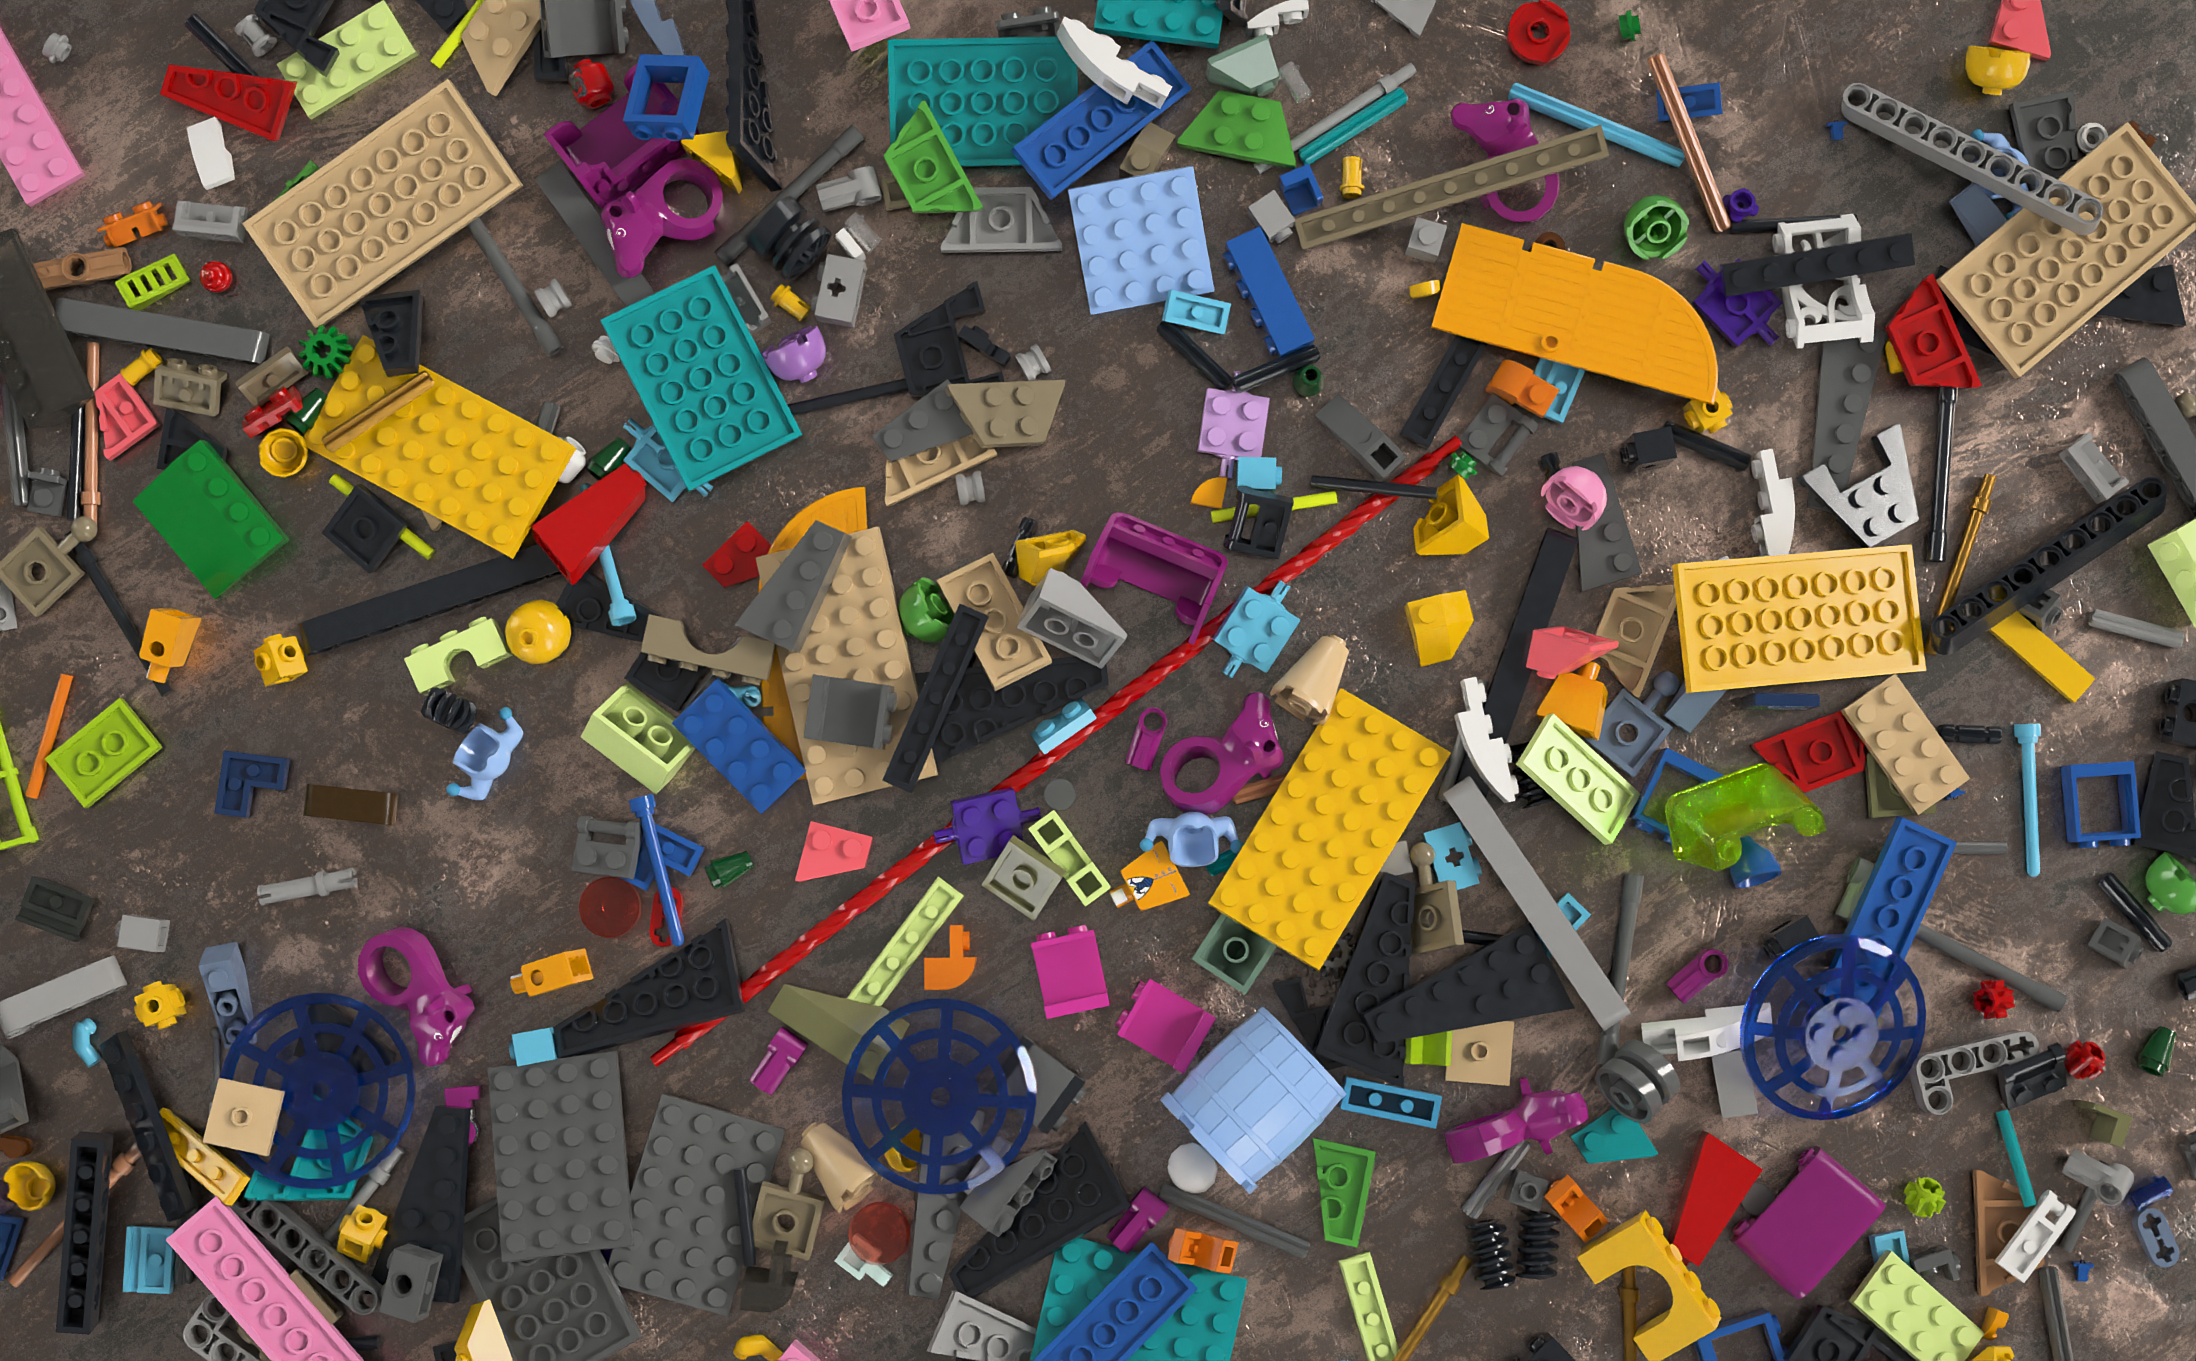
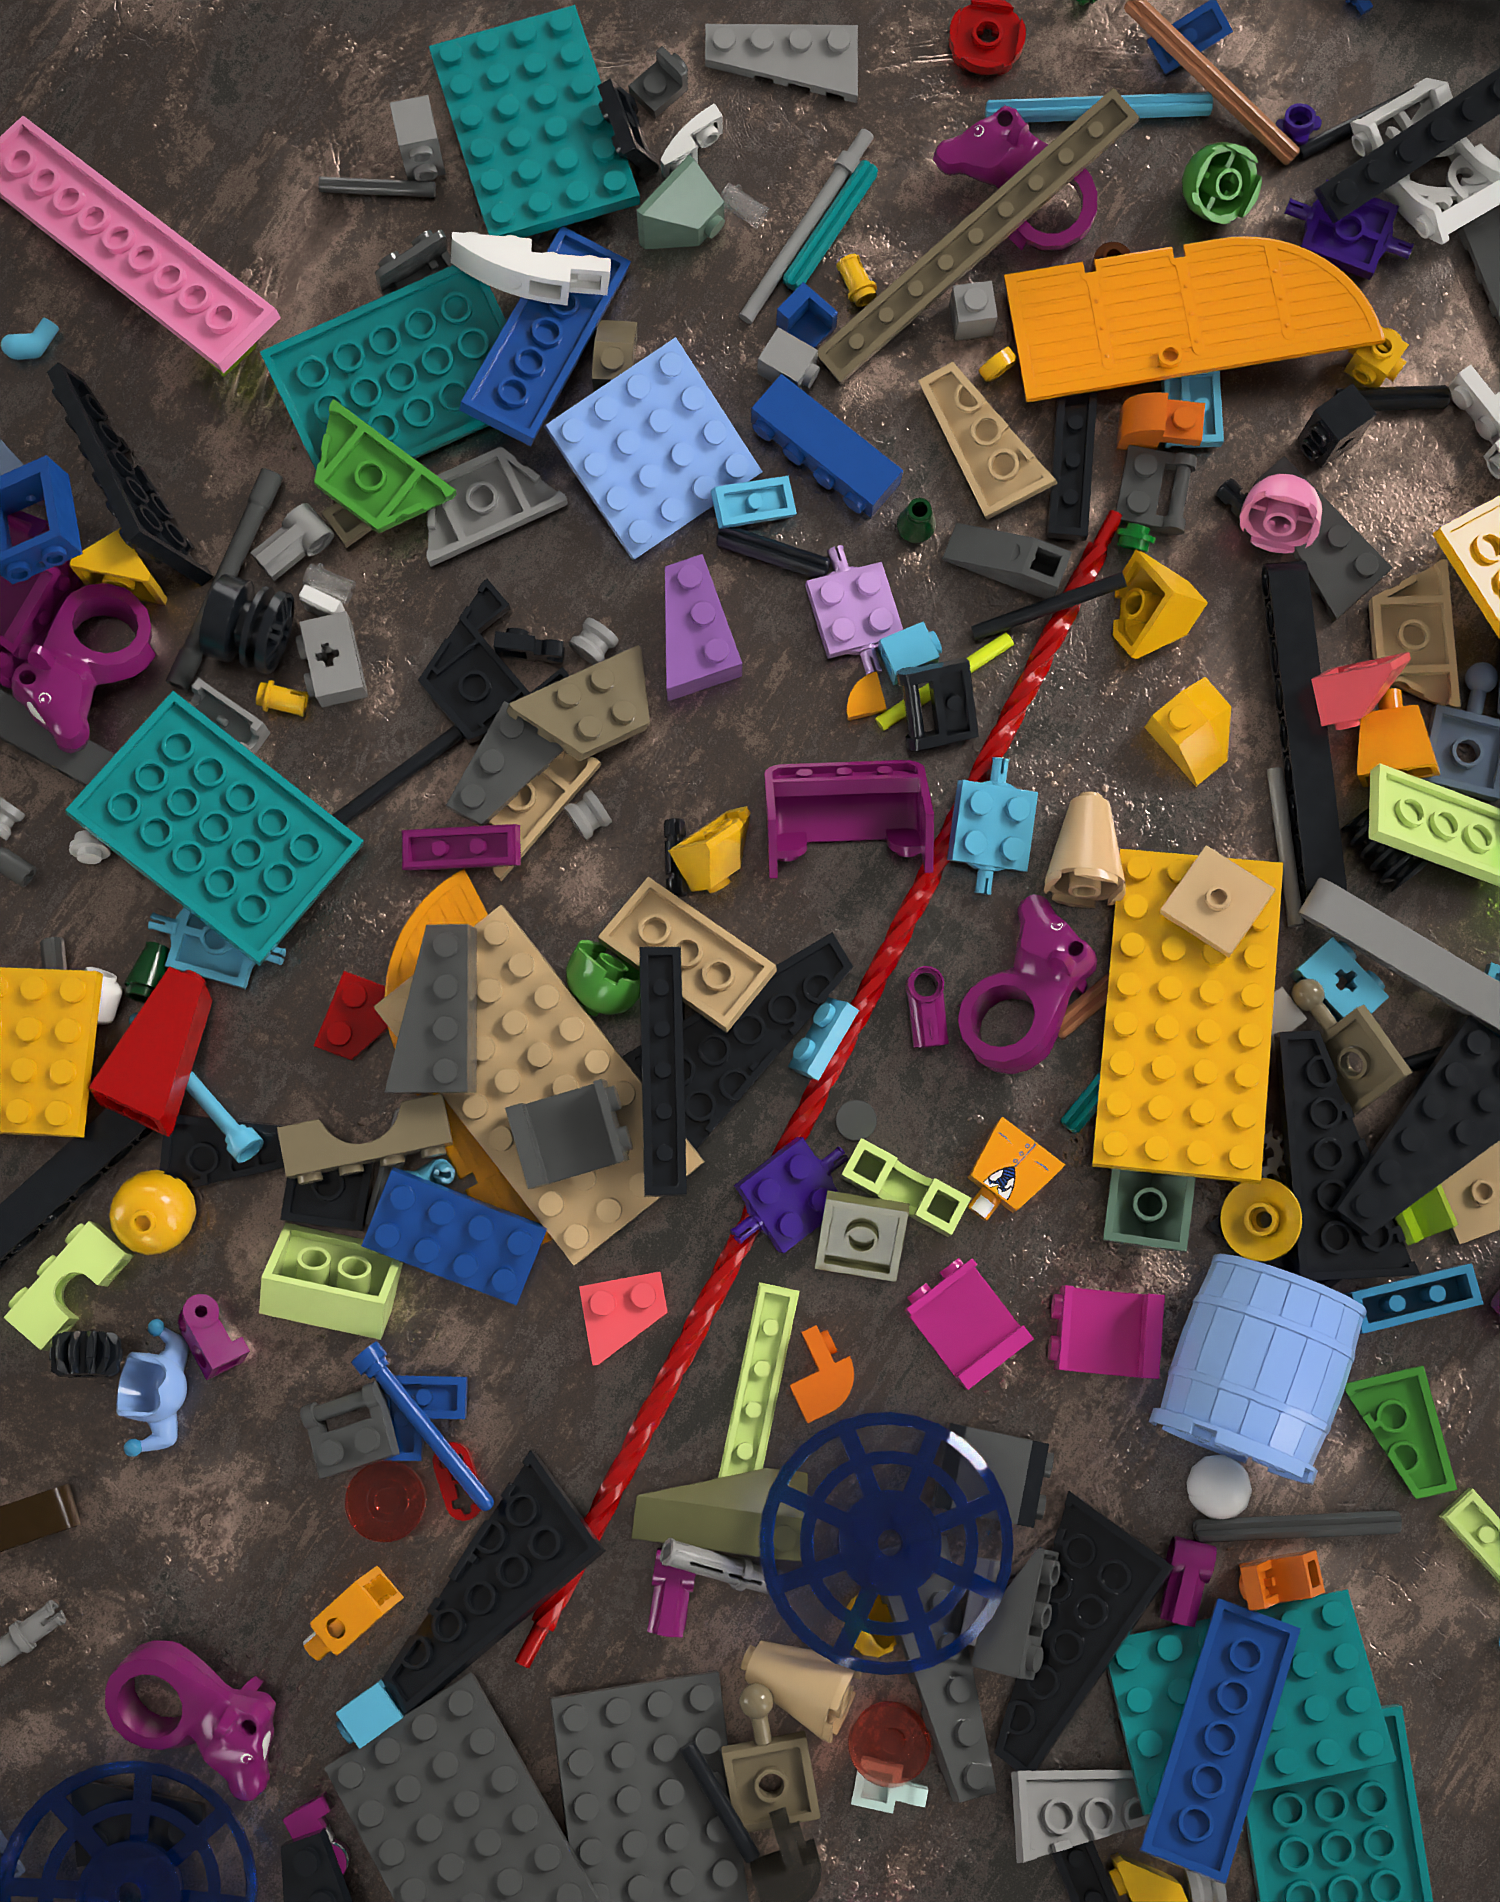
camera: 30 degrees left, 5 degrees down
(537, 737) = (208, 1337): none -> magenta leg
(728, 869) = (507, 1389): dark green cone -> none
(797, 355) = (316, 753): medium lavender cylinder -> none
(829, 1069) = (738, 1572): none -> light grey pin
(869, 471) = (461, 847): none -> magenta tile
(1071, 619) = (778, 907): light grey slope -> none
(1109, 390) = (697, 632): none -> medium lavender wedge
(1192, 837) = (1036, 1097): light blue piece -> none
(1241, 129) = (709, 282): bright green wing -> none
(1276, 368) = (873, 525): black axle -> none
(1297, 993) = (1242, 1217): none -> yellow dish
(1386, 352) = (988, 451): none -> tan wing
(1387, 758) = (1217, 901): none -> tan plate
(1486, 755) = (1327, 846): white slope -> none

